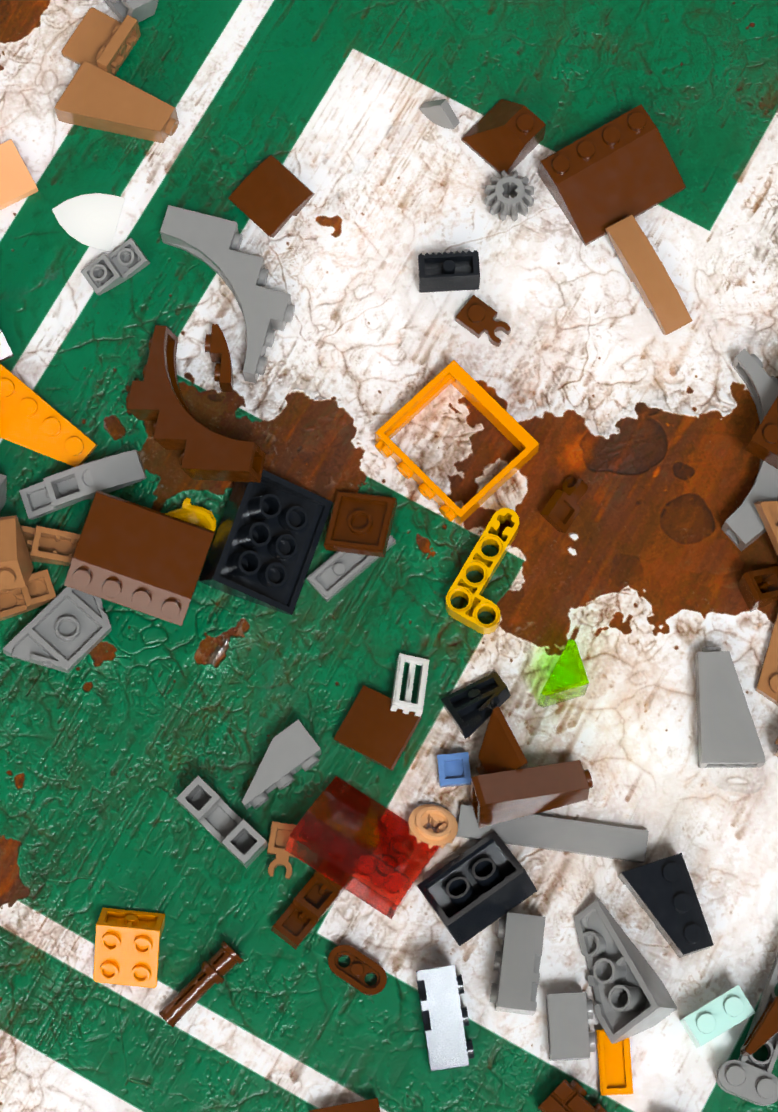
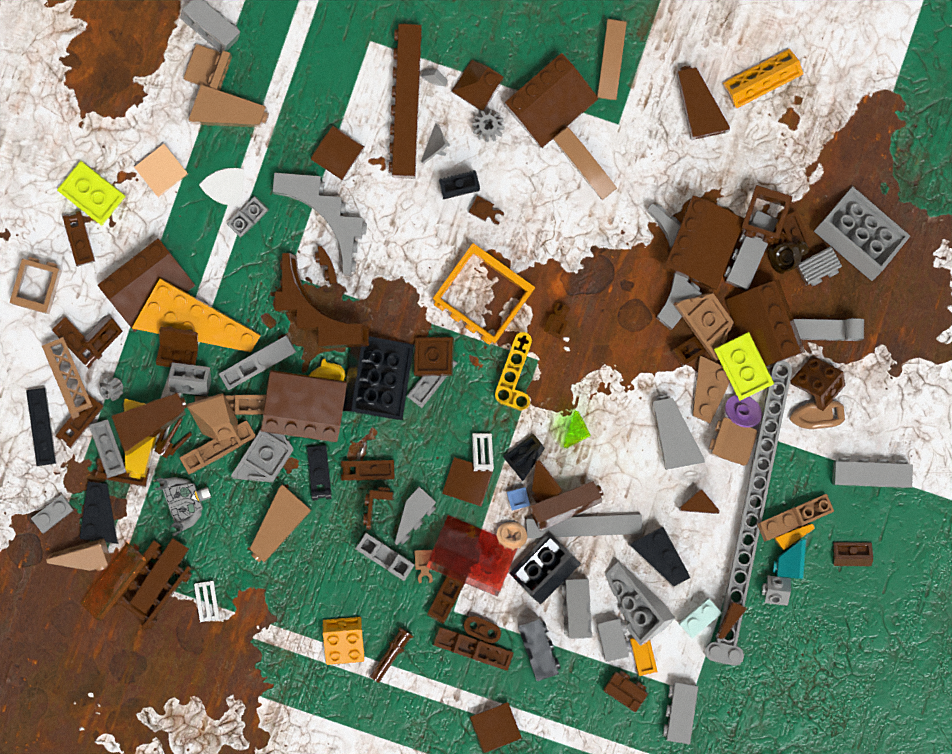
camera: 15 degrees left, 10 degrees up
(63, 740) = (280, 521): none -> medium nougat slope
(145, 671) = (319, 472): none -> black plate
(223, 681) = (368, 470): none -> reddish brown plate
(234, 720) = (382, 493): none -> reddish brown bracket
(336, 998) = (472, 648): none -> reddish brown slope
(390, 141) = (406, 101): none -> reddish brown brick
(422, 210) = (435, 144): none -> light grey piece
(715, 131) = (612, 59): none -> medium nougat slope
(746, 830) = (699, 503): none -> reddish brown slope

